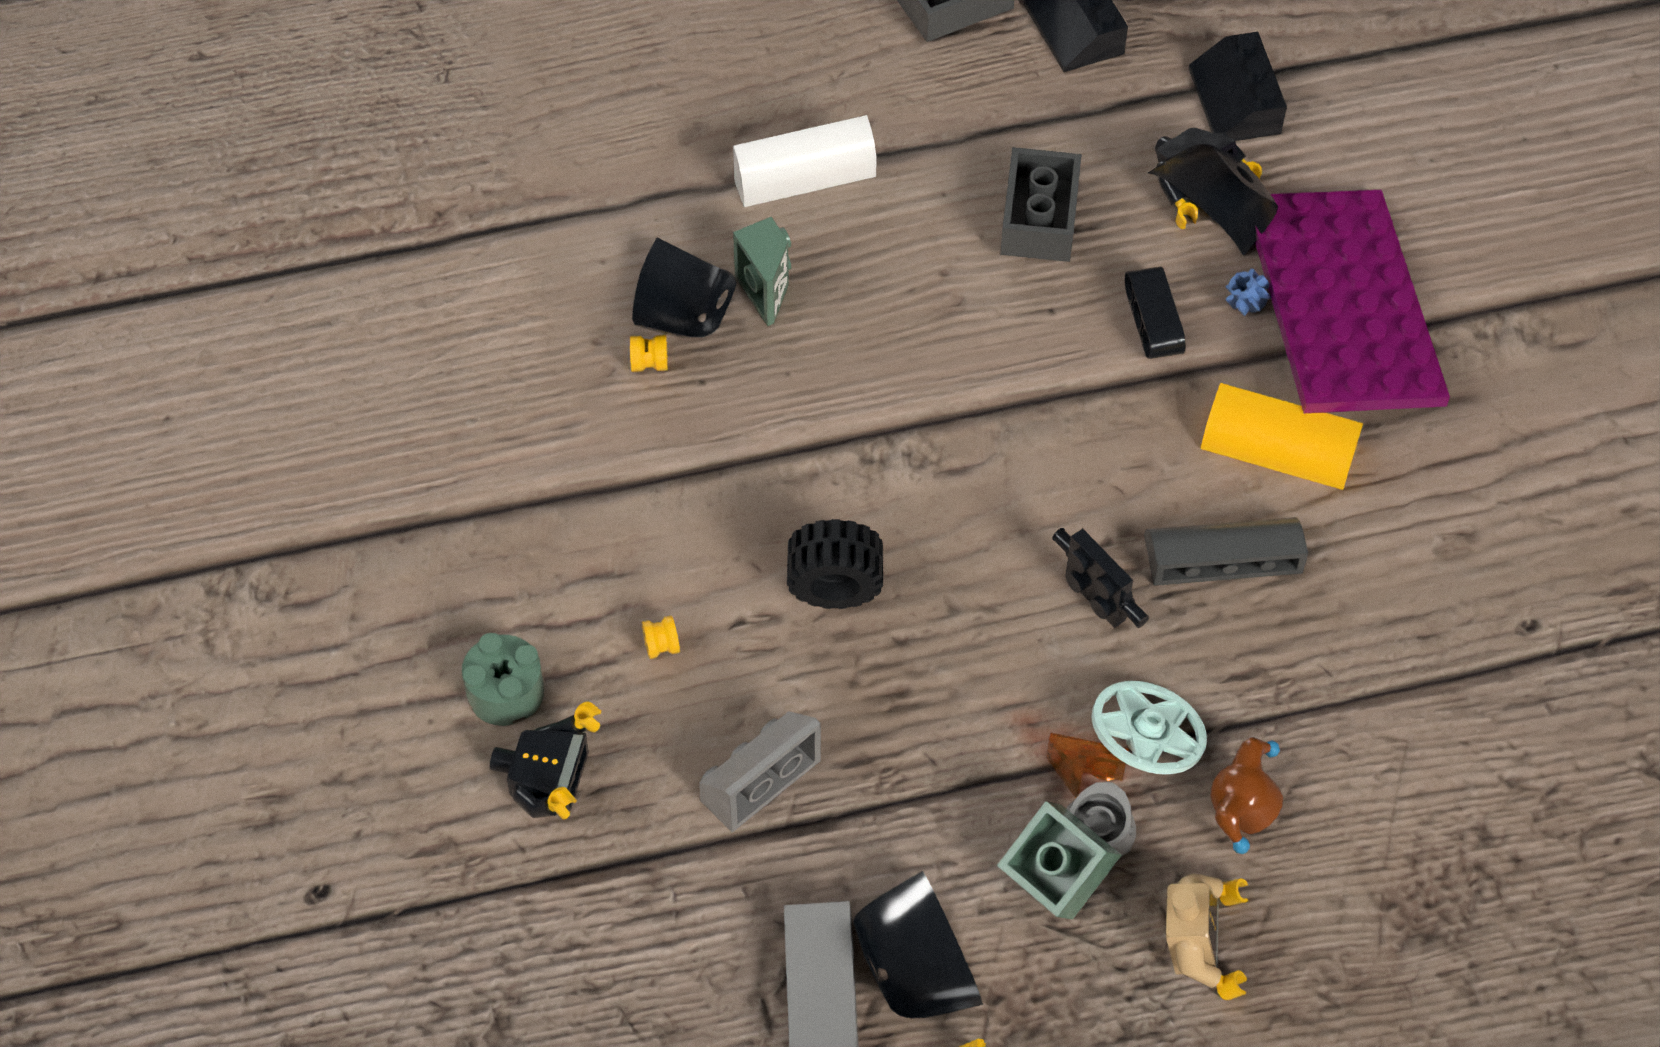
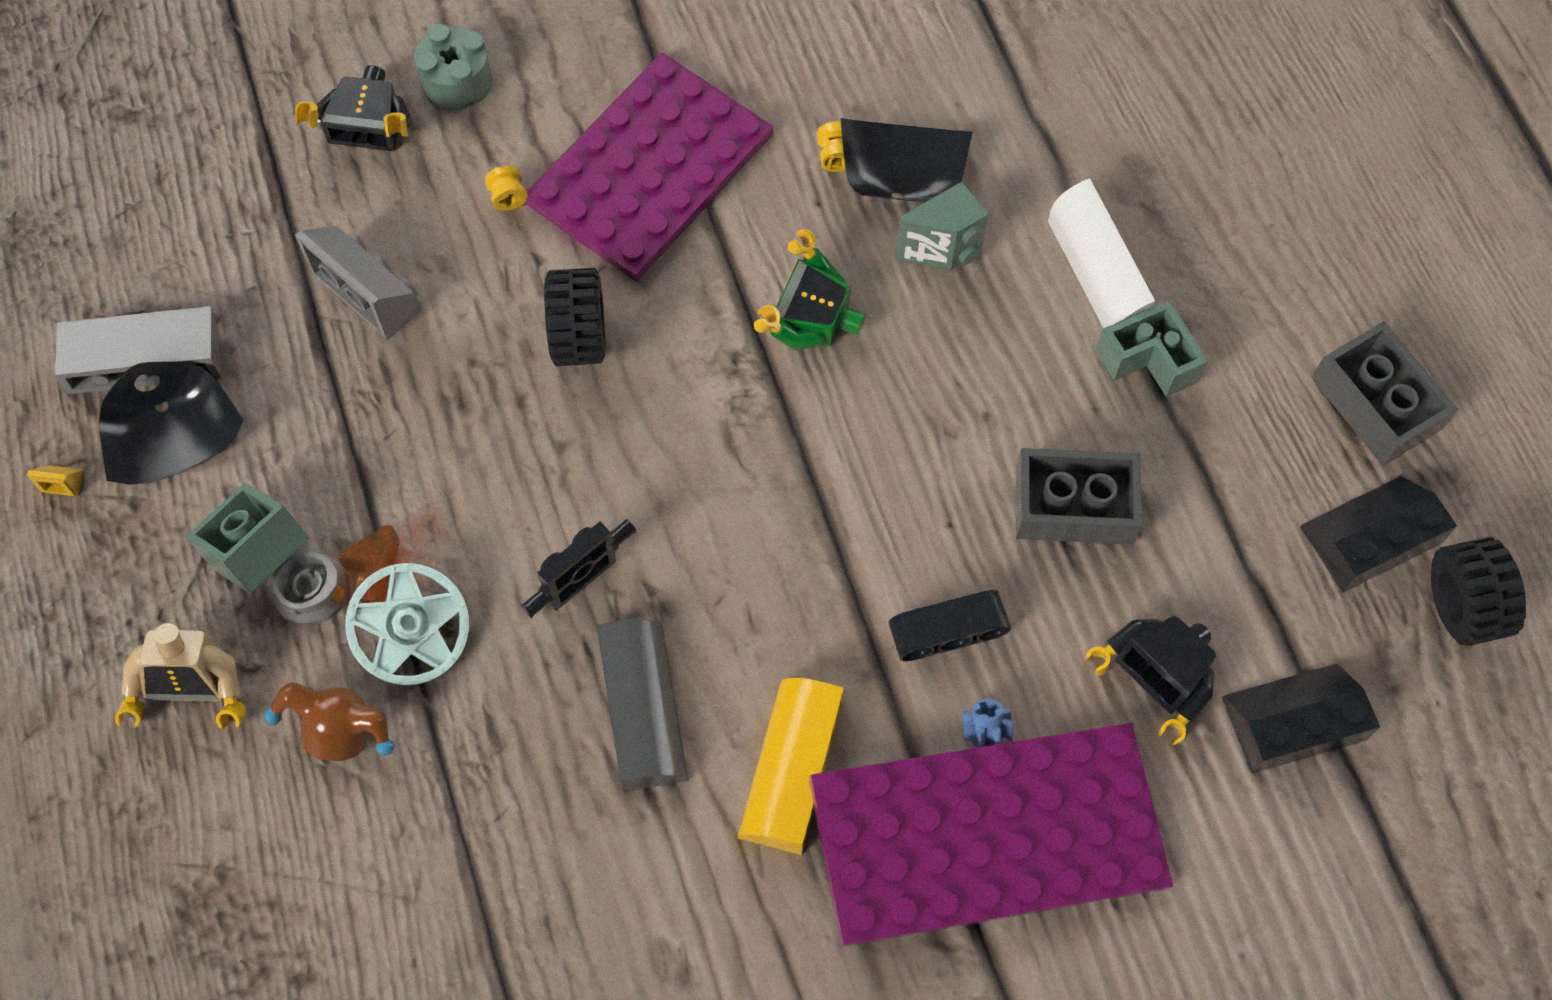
camera: 85 degrees right, 10 degrees up
(642, 517) = (648, 166): none -> magenta plate
(823, 384) = (811, 303): none -> torso
(900, 131) = (1157, 341): none -> sand green brick
(1222, 189) = (1123, 663): black piece -> none

